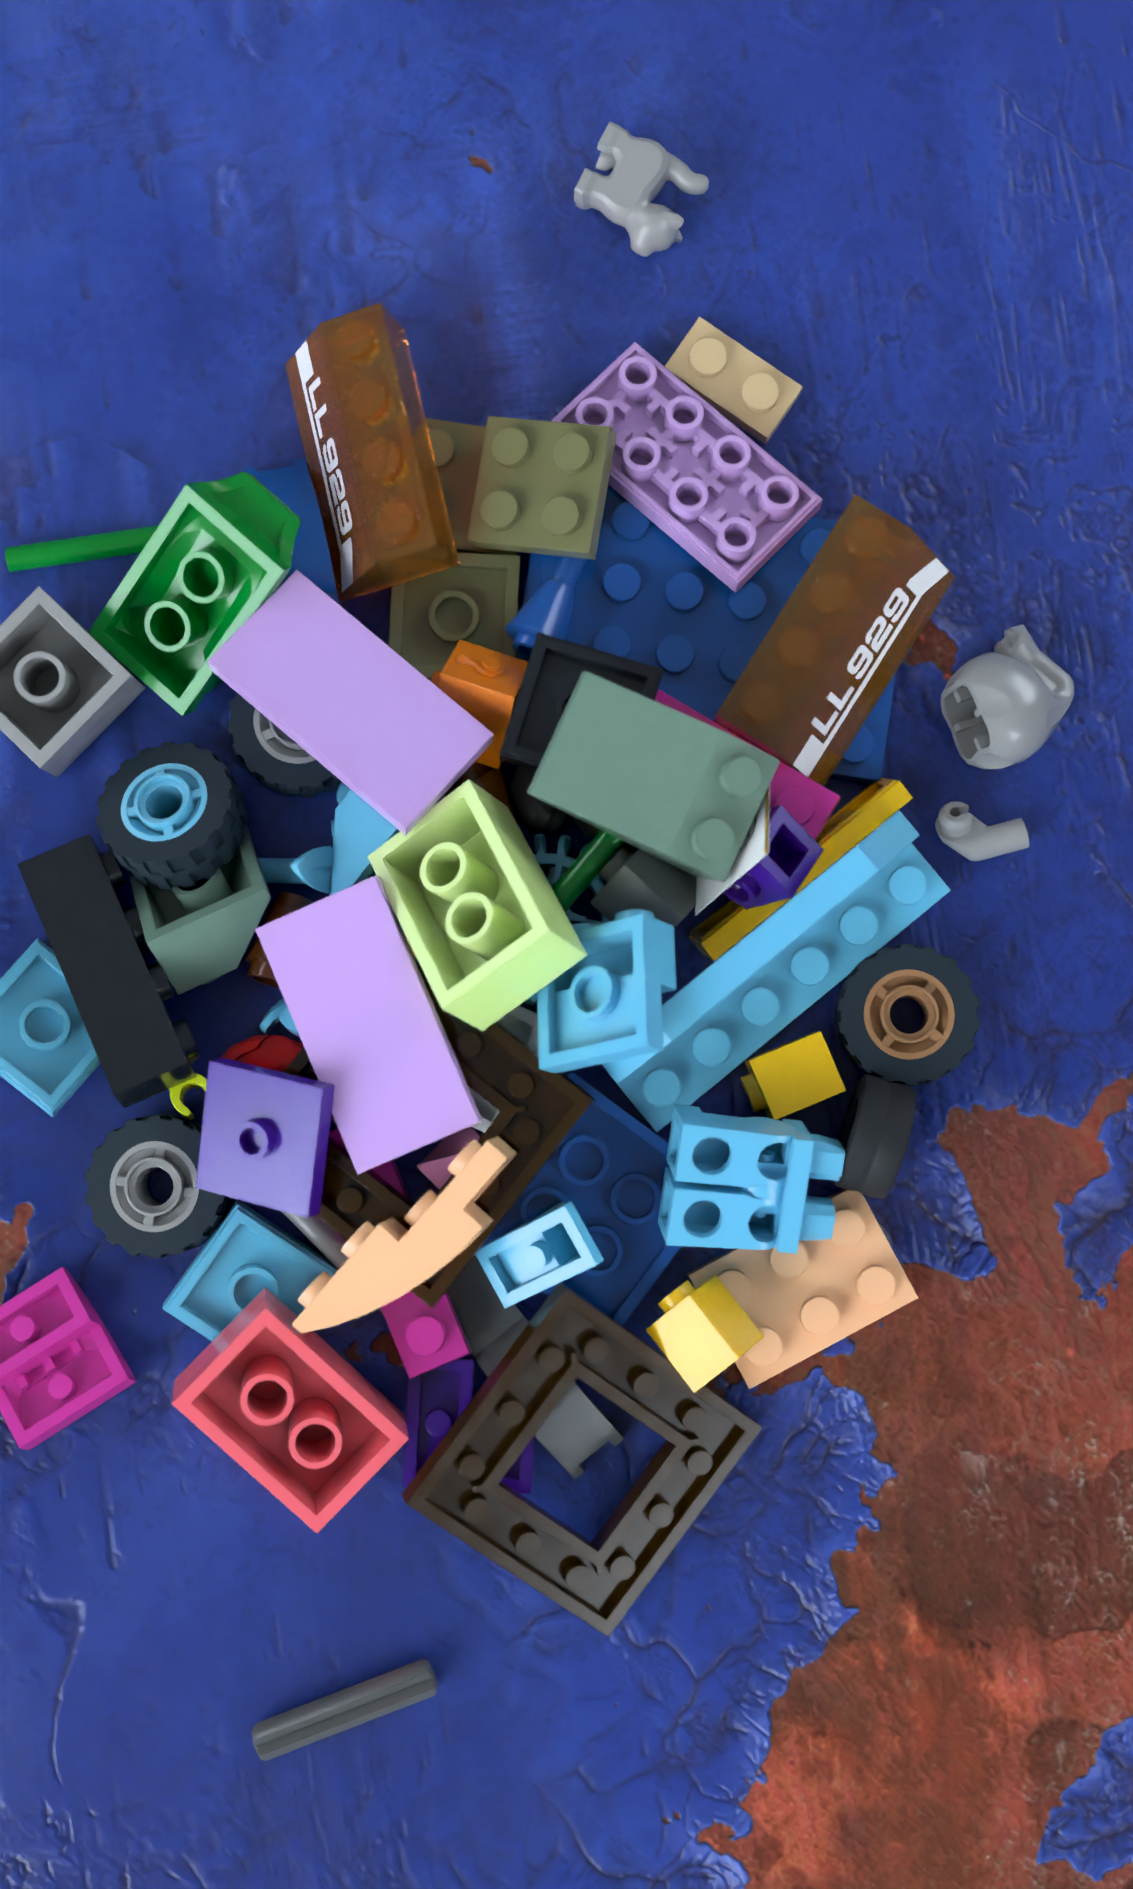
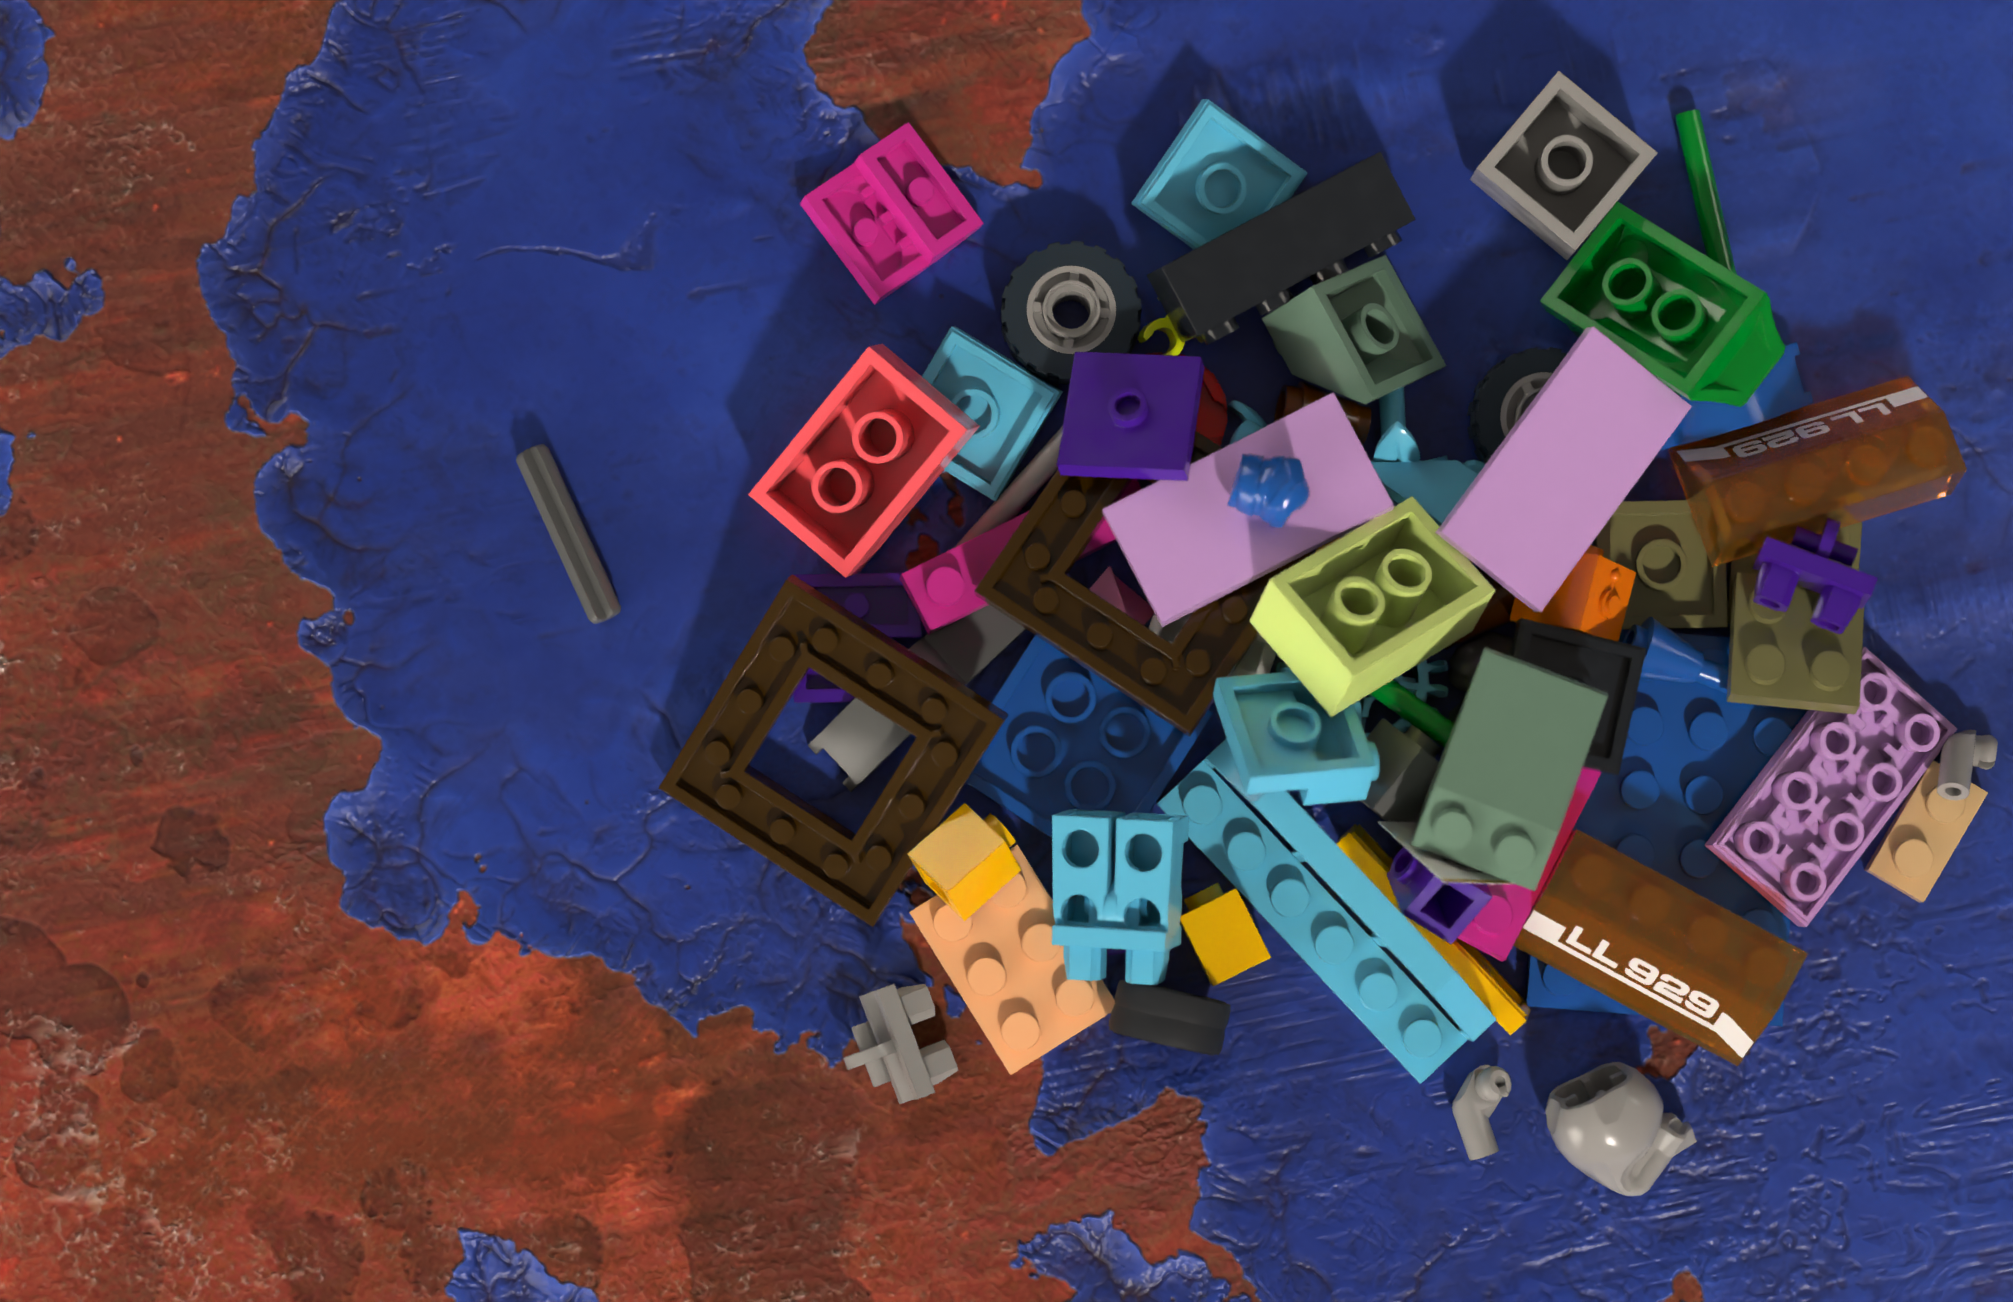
camera: 90 degrees right, 0 degrees up
(141, 823) = (1413, 318): black wheel -> none
(347, 1002) = (1269, 488): none -> blue arm
(392, 1260) = (1019, 549): light nougat slope -> none
(466, 455) = (1786, 566): none -> dark purple hips
(539, 1254) = (1032, 691): medium azure slope -> none
(669, 342) = (1958, 757): none -> light grey arm
(906, 1398) = (890, 1046): none -> light grey hips
(947, 1008) = (1331, 1037): black wheel -> none

